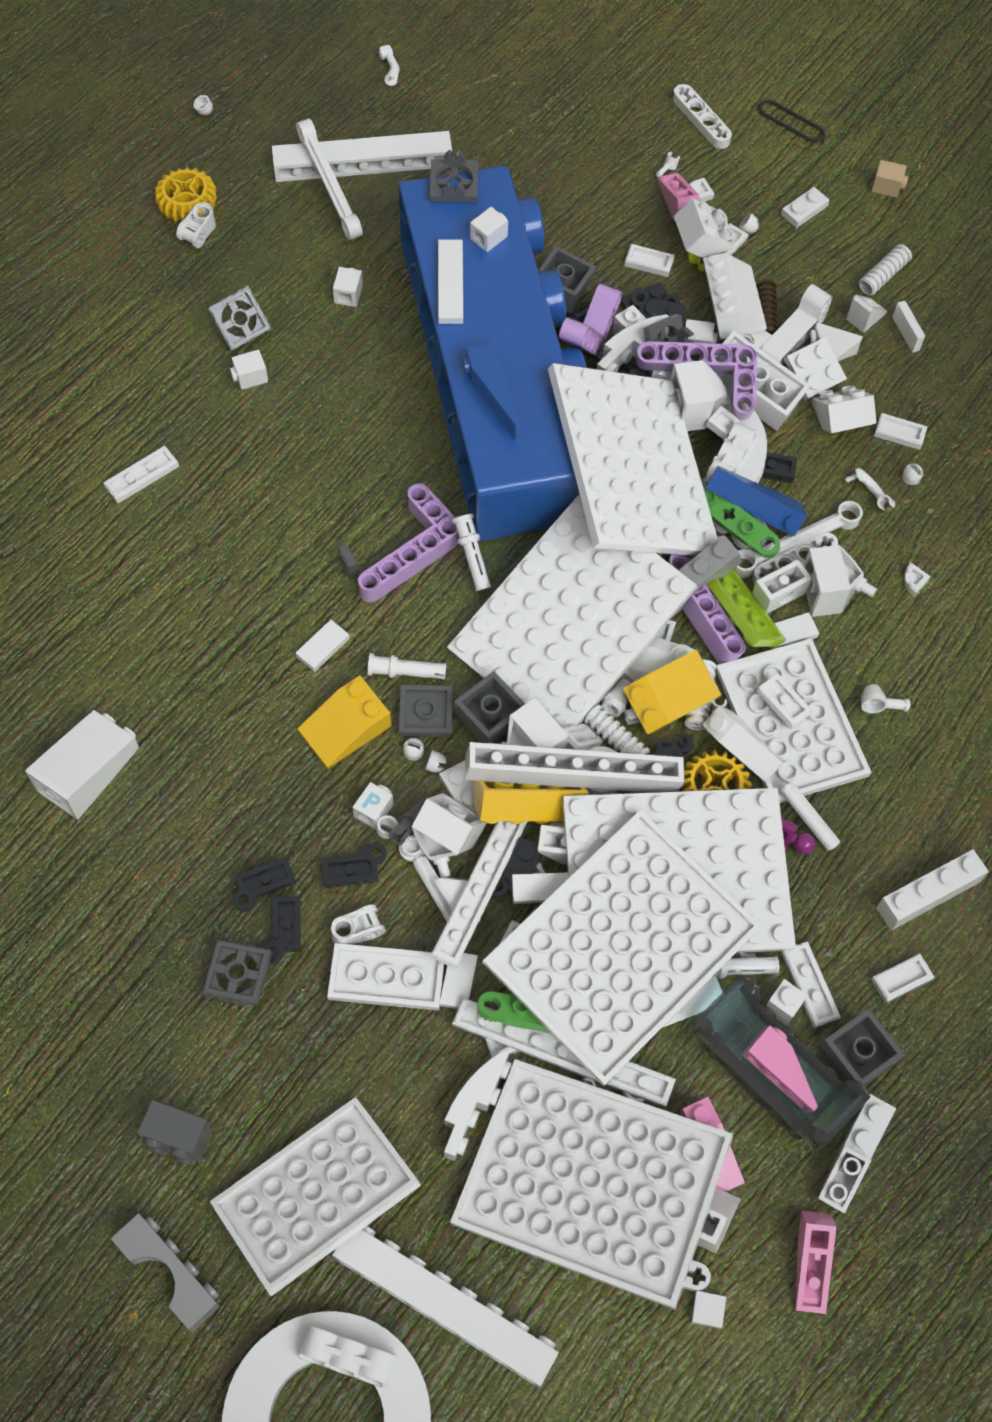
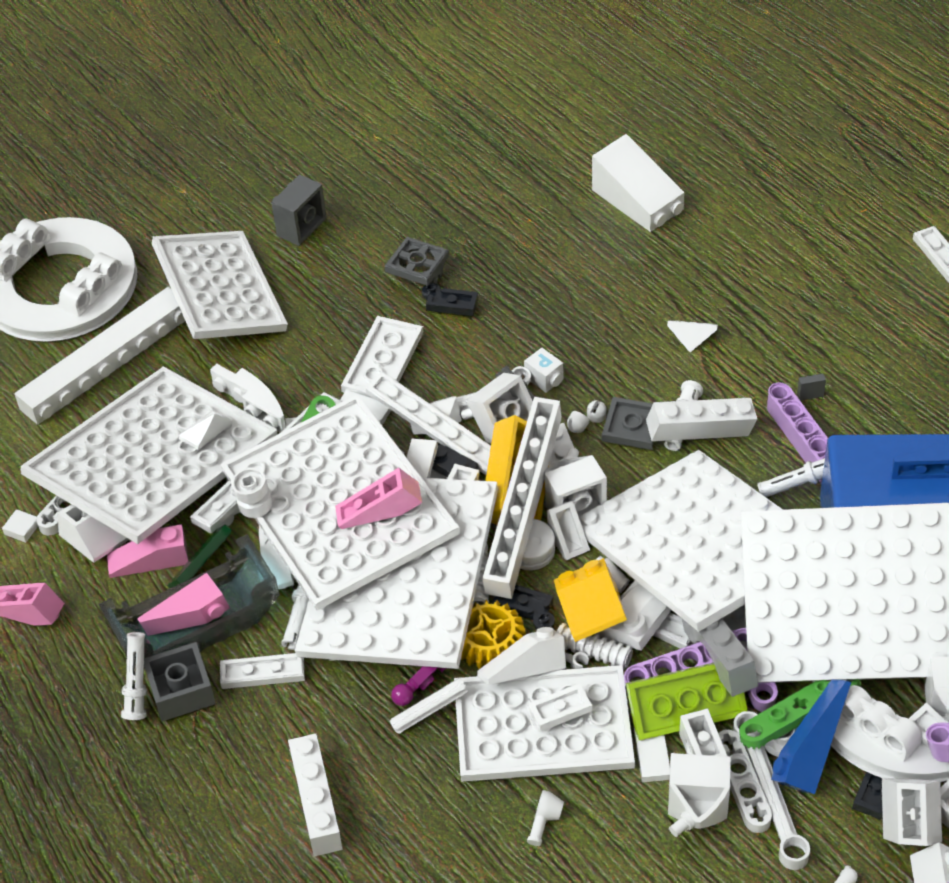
camera: 110 degrees right, 15 degrees down
(191, 1300) = (179, 214): light grey arch -> none
(263, 881) = (495, 290): black hinge -> none
(286, 677) = (691, 333): none -> white slope
(322, 645) = (723, 361): white tile -> none
(345, 722) = (636, 366): yellow slope -> none
(354, 868) = (488, 349): black hinge -> none
(358, 925) = (432, 342): white piece -> none
(422, 641) = (701, 419): none -> white brick
(487, 709) = (620, 460): dark grey brick -> none
(544, 1128) = (205, 429): none -> white slope
(613, 732) = (571, 561): white piece -> none
(637, 888) = (381, 500): none -> bright pink slope
(654, 1022) = (252, 492): none -> white wheel
(700, 1085) = (201, 556): none -> dark green tile
(786, 1001) = (249, 636): white brick -> none
(805, 428) = (911, 811): none -> white slope
(856, 1153) = (89, 656): white slope -> none
(888, 1087) = (137, 690): none -> white pin
(902, 978) = (239, 750): white tile -> none

